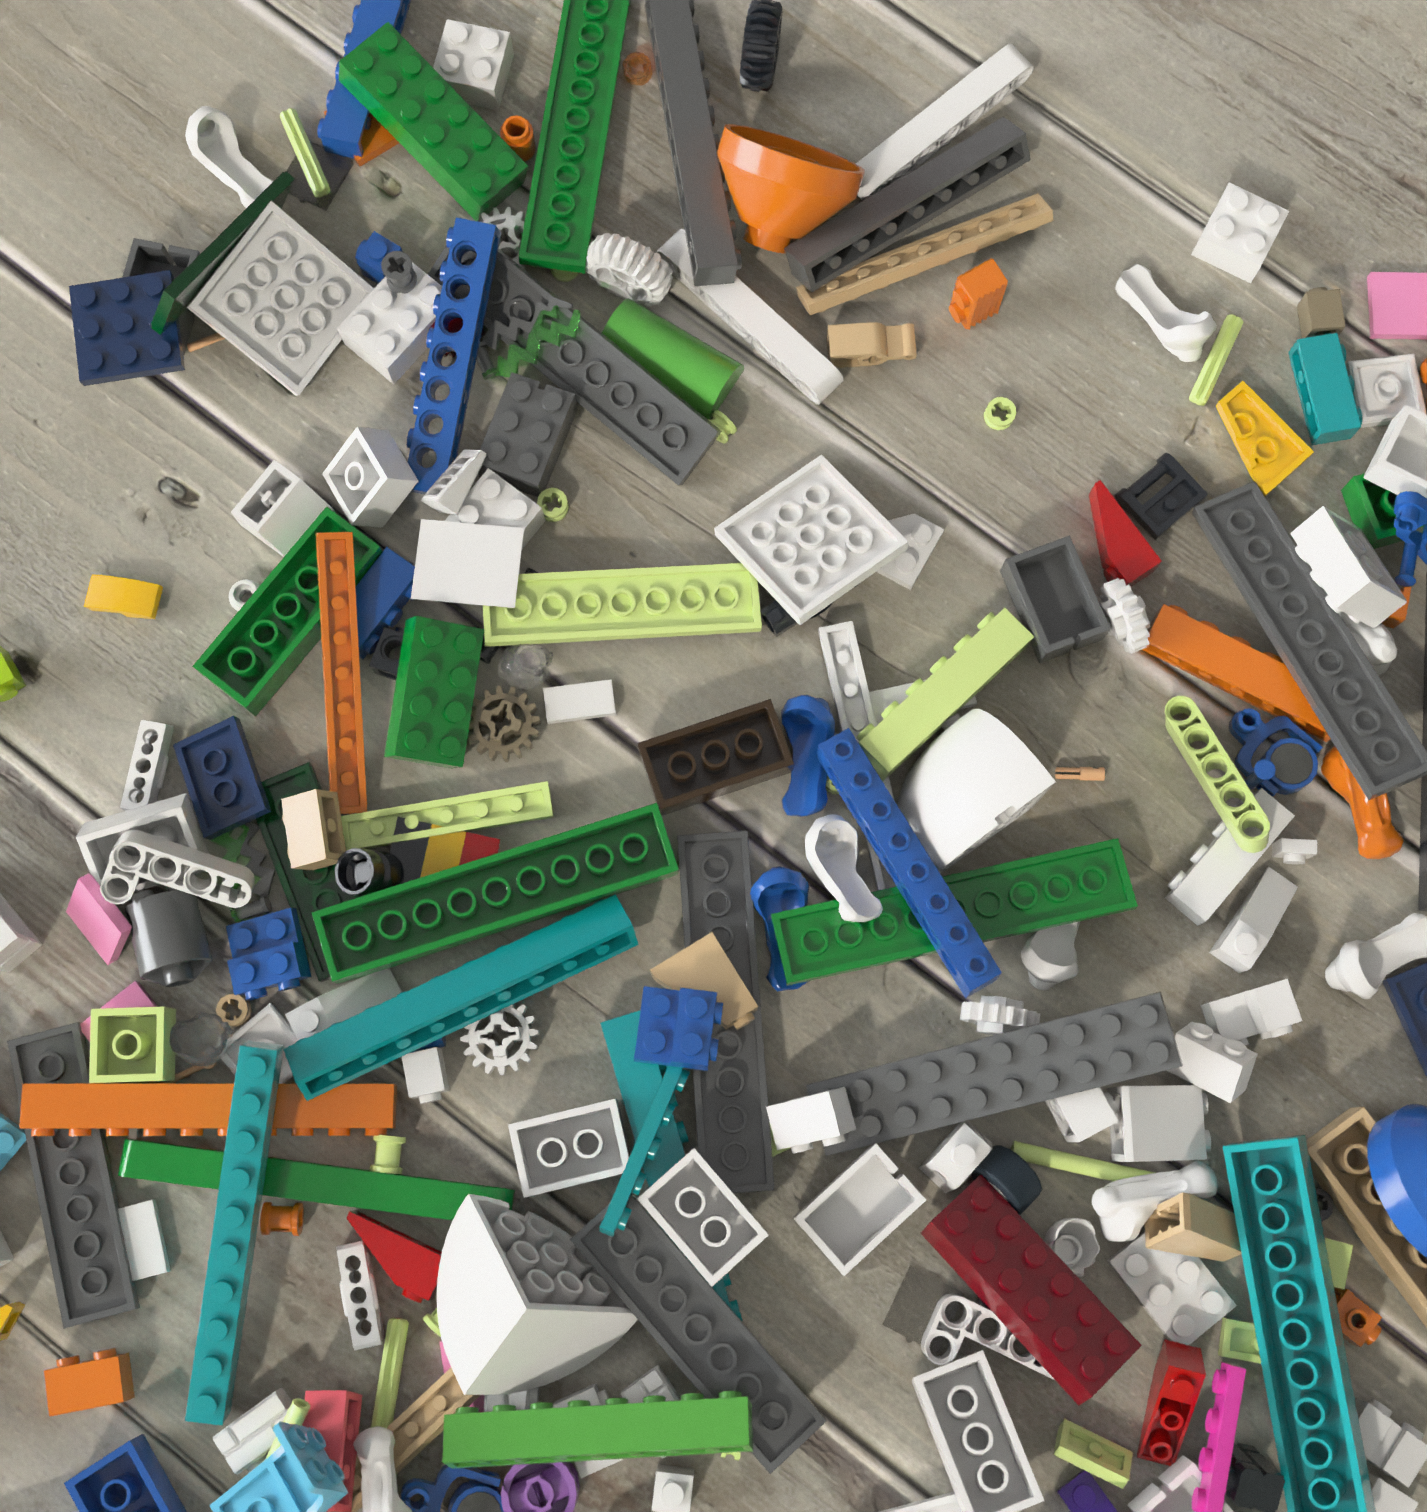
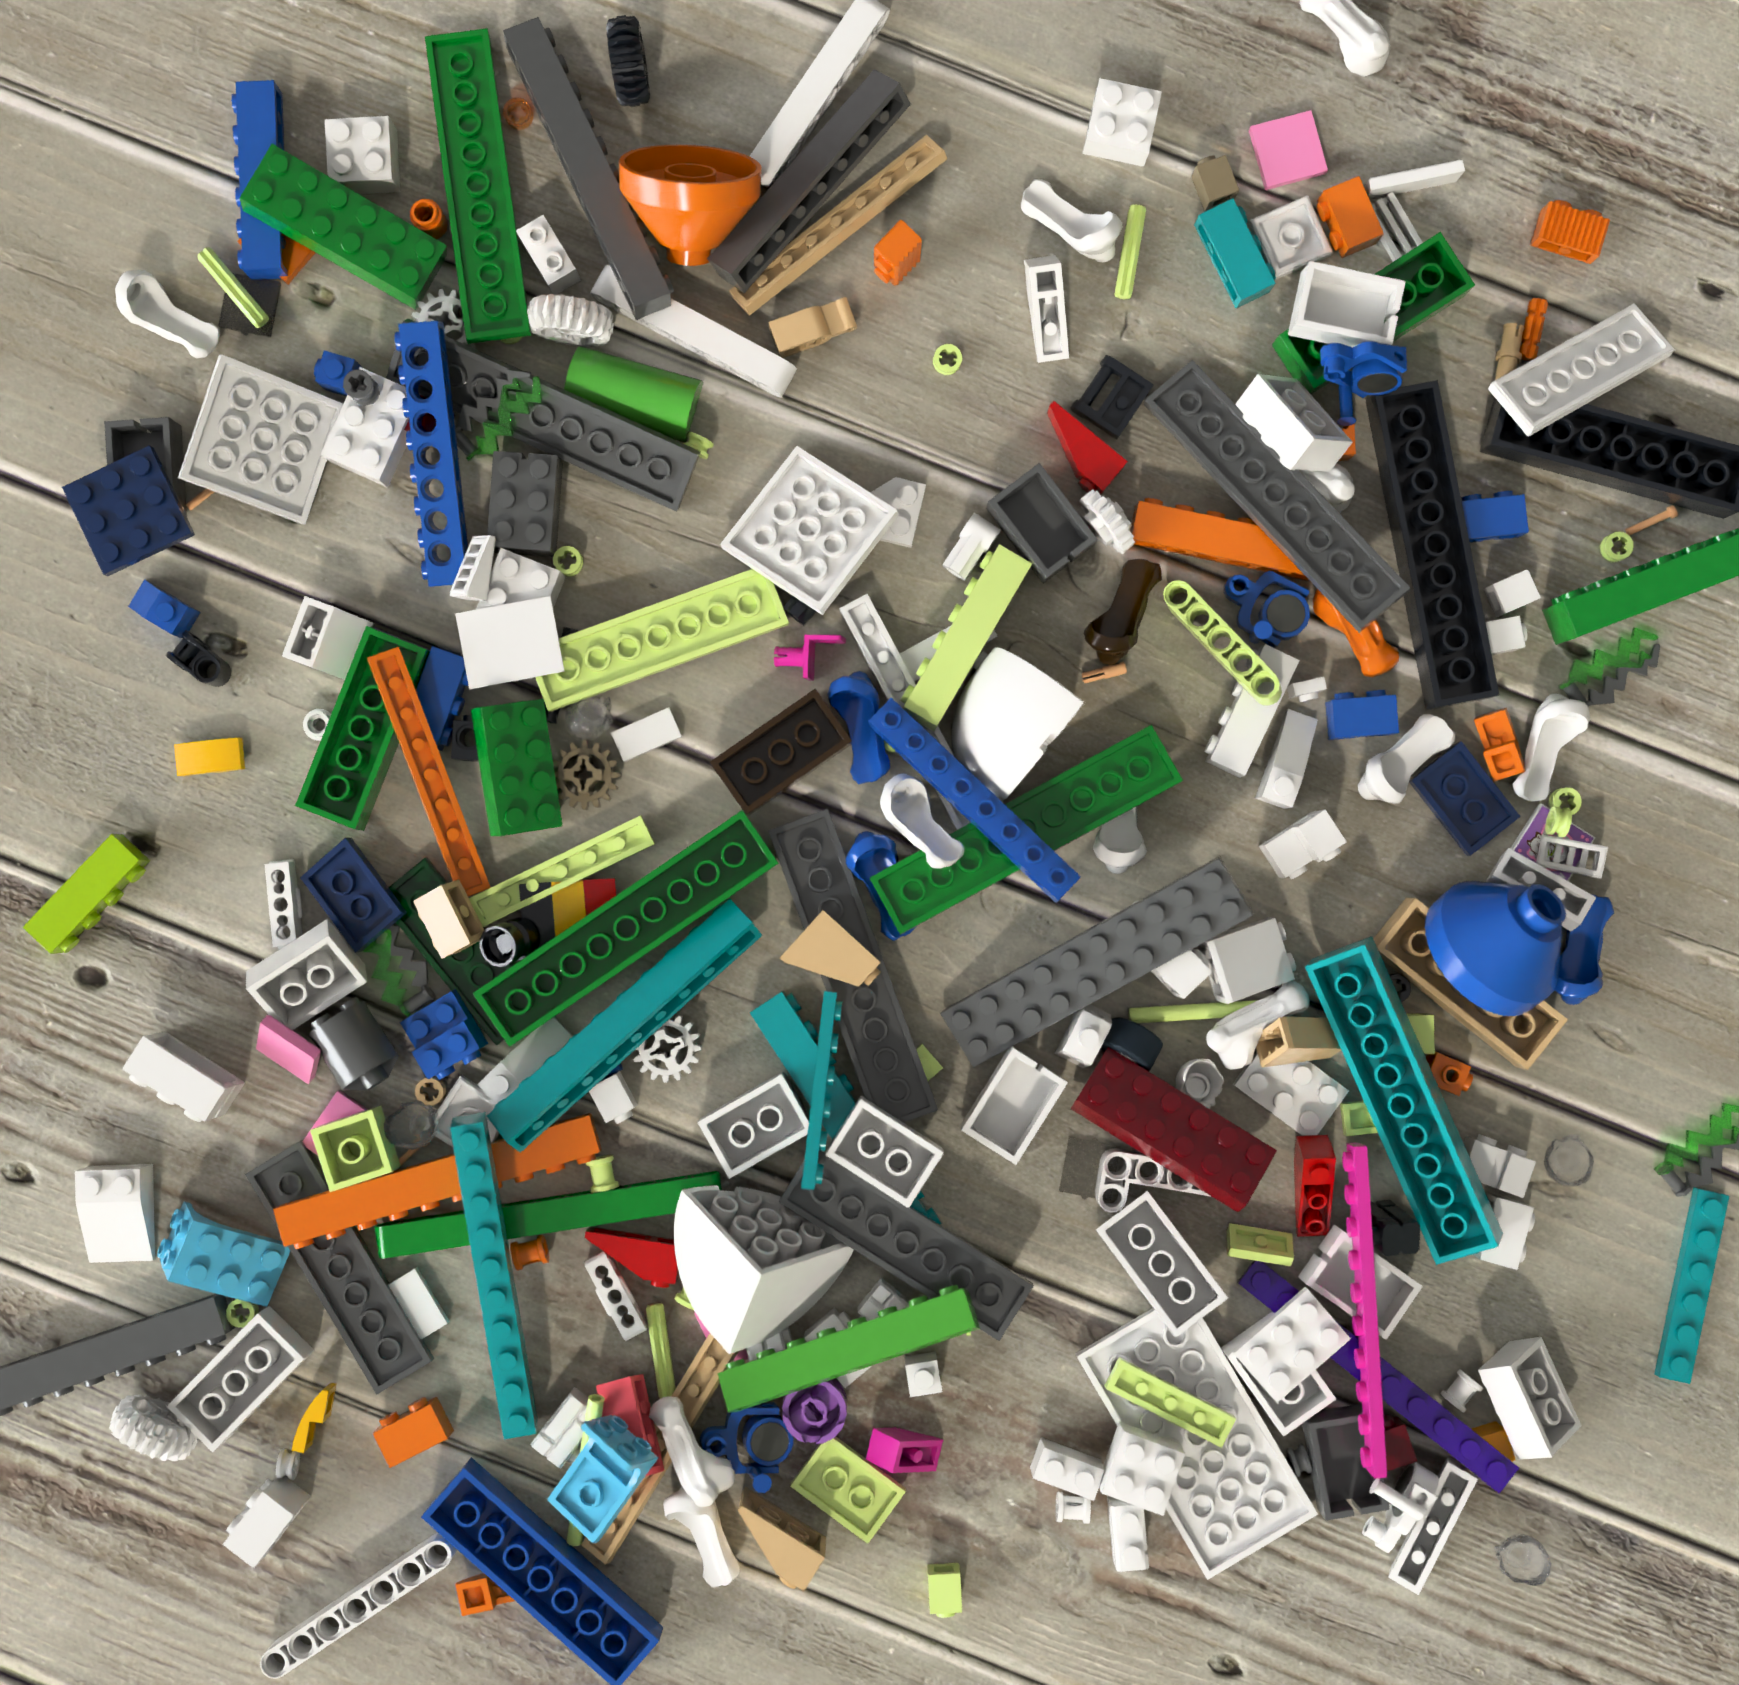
camera: 20 degrees left, 10 degrees up
(130, 439) = (163, 609): none -> blue slope
(145, 495) = (196, 657): none -> black piece
(179, 877) = (346, 996): white beam -> none
(190, 281) = (179, 444): dark green tile -> none
(370, 477) = (396, 587): white brick -> none
(626, 202) = (548, 255): none -> white brick
(678, 1028) = (817, 1002): blue plate -> none
(769, 666) = (804, 656): none -> dark pink bracket
(811, 1119) = (953, 1042): white brick -> none
(979, 599) = (975, 540): none -> white piece
(998, 1015) = (1088, 909): white gear -> none
(1107, 730) = (1117, 629): none -> dark brown hair
(1116, 390) = (1047, 307): none -> white slope
(1213, 1061) = (1279, 895): white brick -> none
(1261, 437) = (1189, 316): yellow wing -> none
(1347, 896) = (1361, 716): none -> blue brick

